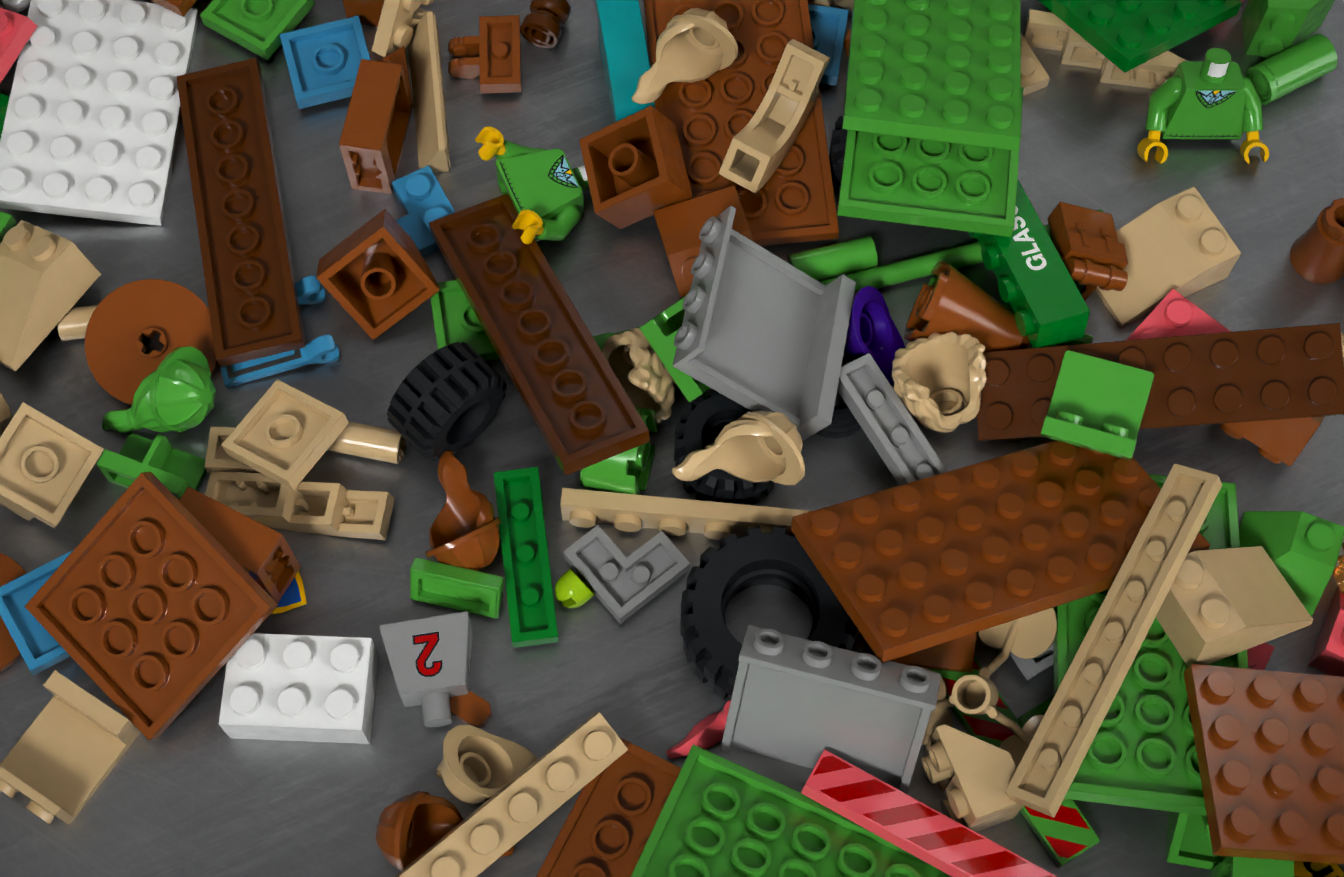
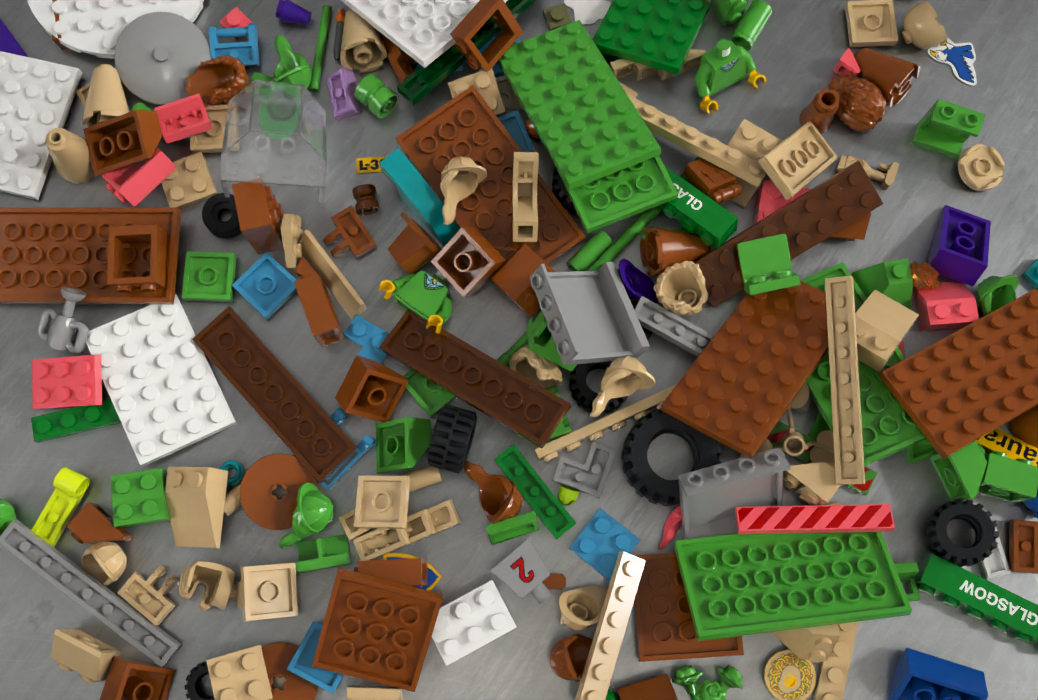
camera: 30 degrees left, 10 degrees up
(109, 274) = (232, 464): none -> teal plate
(370, 370) = (401, 443): none -> bright green slope
(569, 111) = (413, 246): none -> dark orange container
(580, 684) = (602, 542): none -> dark azure plate
(1099, 186) = (700, 144): none -> tan plate
(1244, 285) = (797, 160): none -> tan tile

